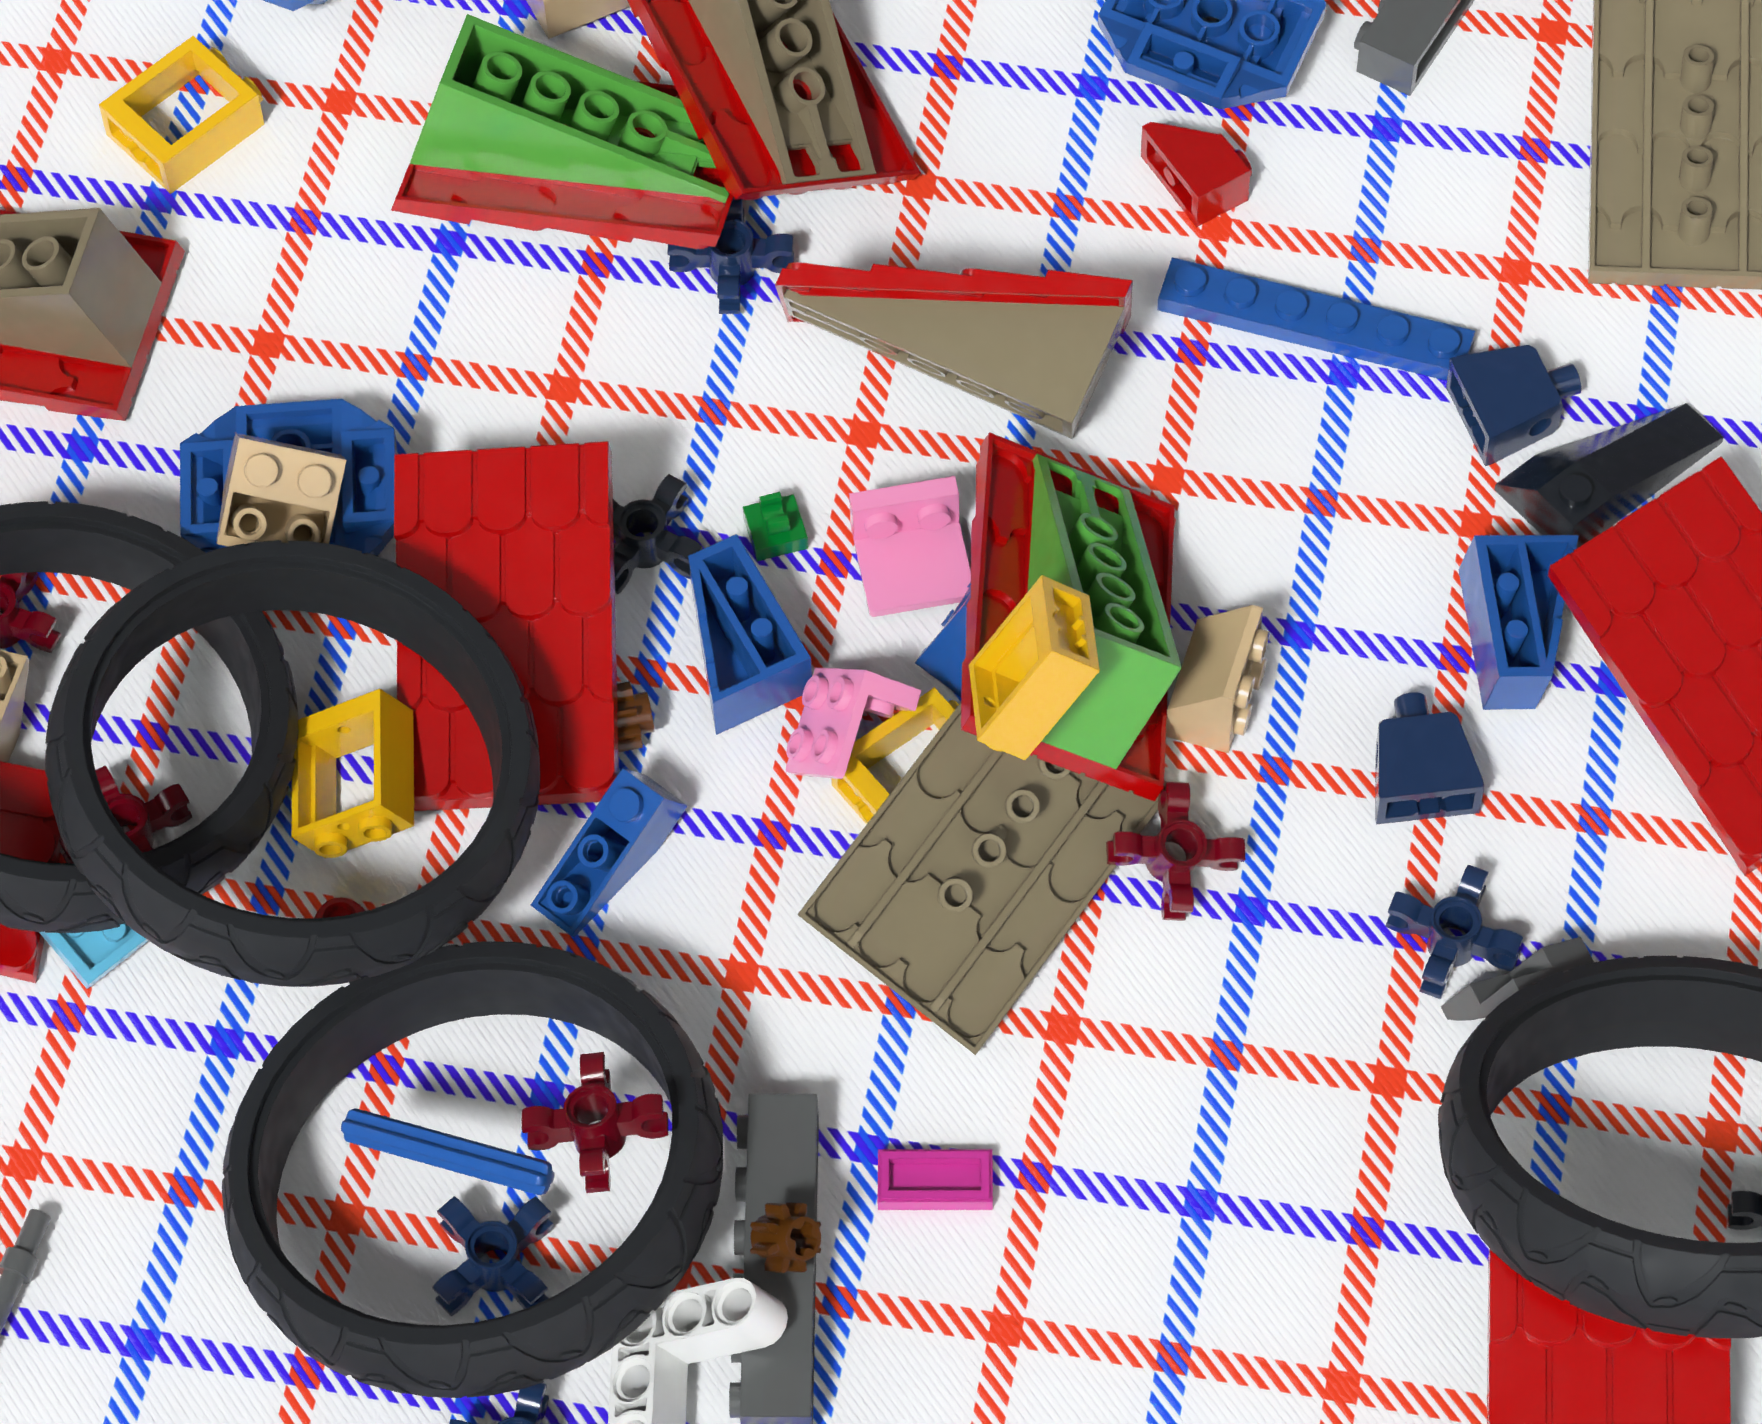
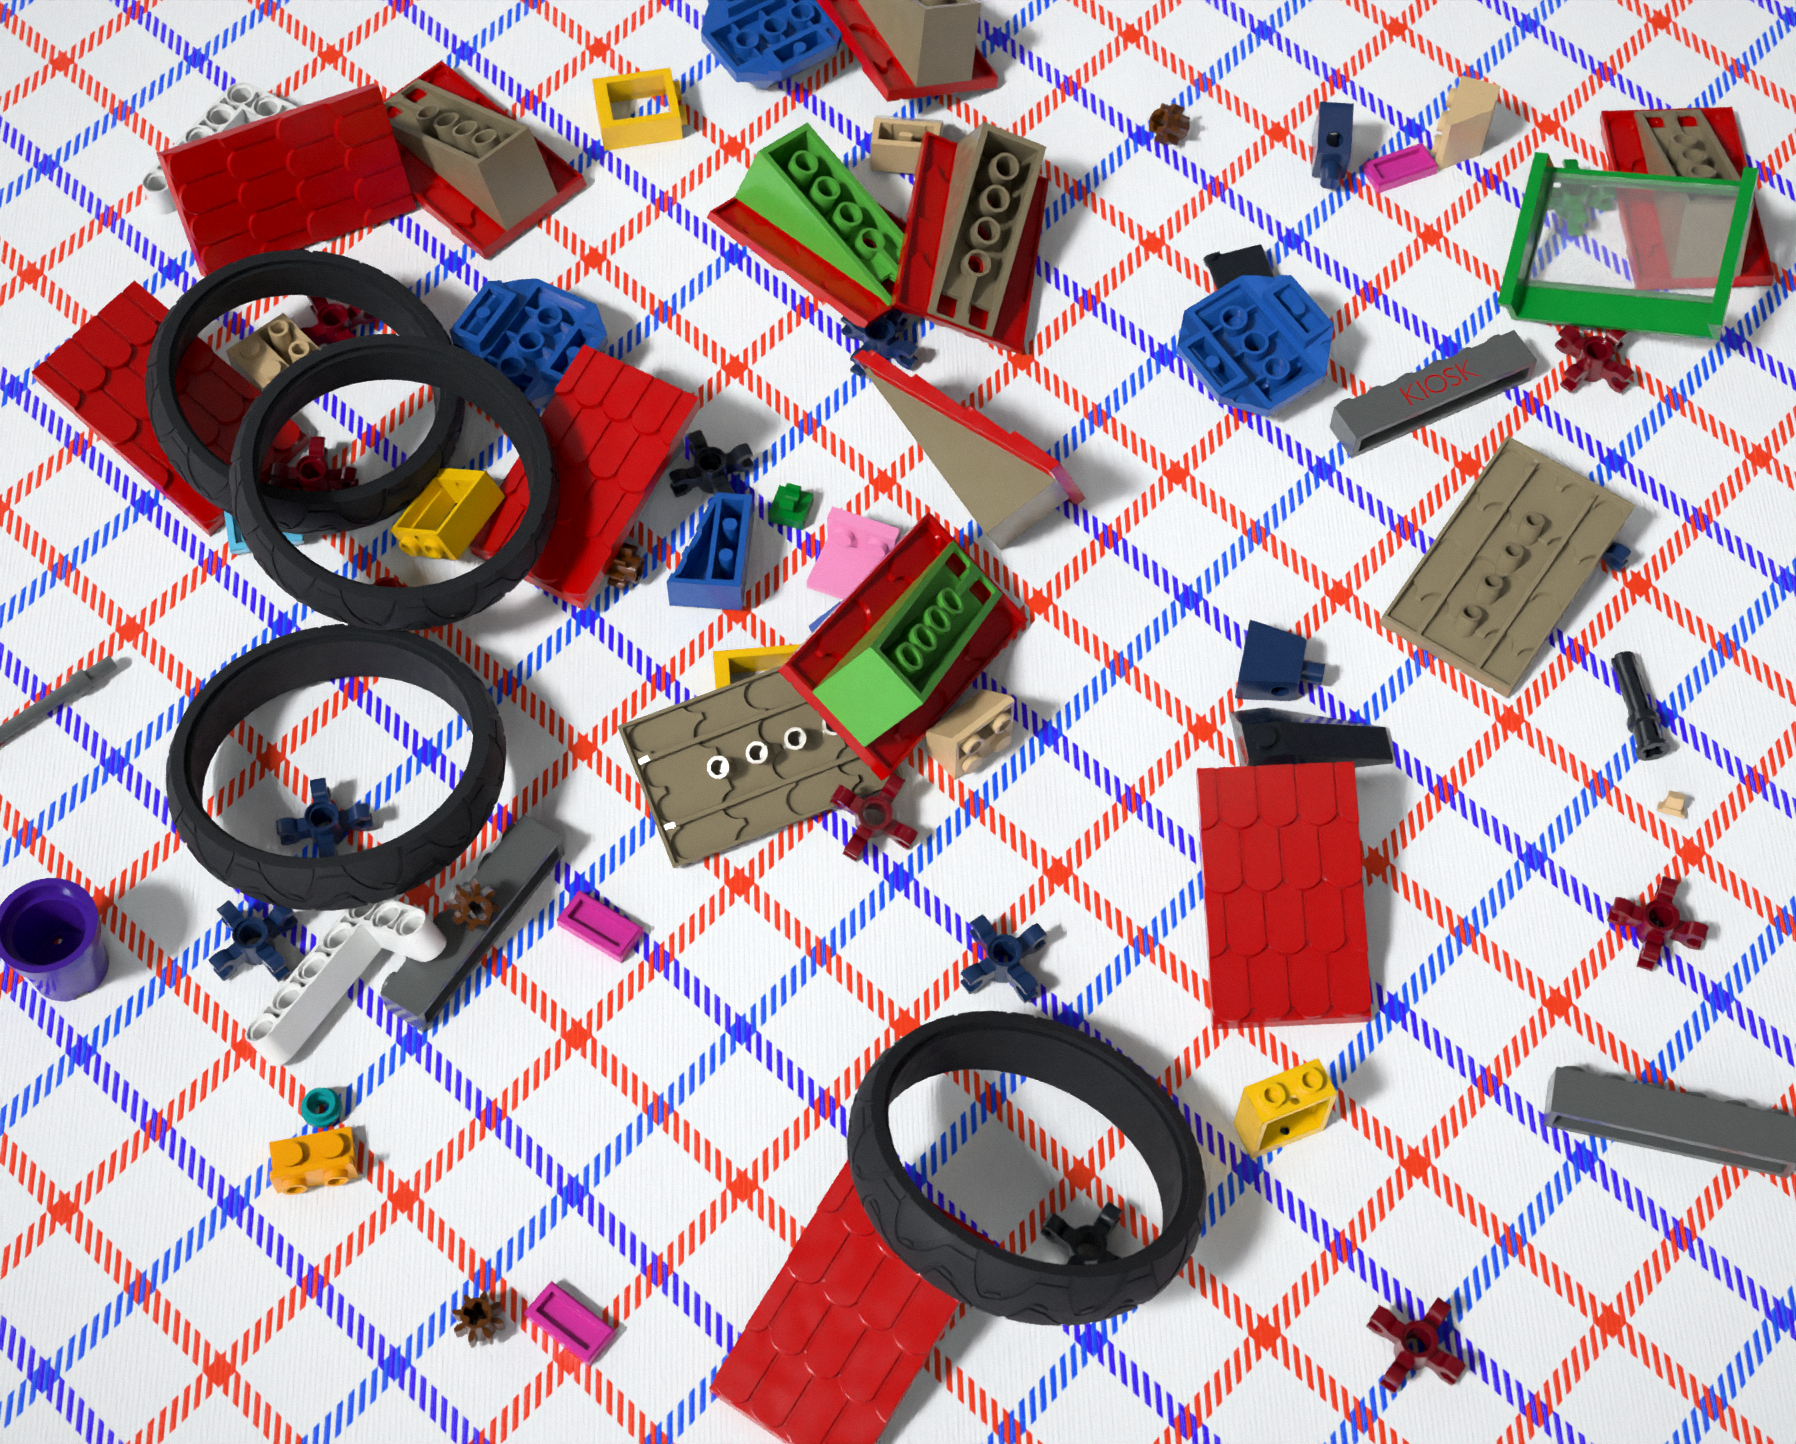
camera: 30 degrees right, 0 degrees up
(278, 493) = (513, 336): tan slope -> none
(448, 1151) = (314, 744): blue axle -> none
(599, 1140) = (396, 772): dark red pin -> none
(608, 850) = (561, 634): blue slope -> none
(832, 715) = (736, 617): bright pink bracket -> none
(1033, 668) = (828, 652): yellow window -> none
(1197, 169) = (1186, 433): red slope -> none
(1312, 319) = (1192, 555): blue plate -> none
(1424, 765) = (1057, 850): dark blue torso -> none
(1484, 996) = (1035, 1006): dark grey slope -> none
(1513, 615) = (1172, 796): blue wedge -> none

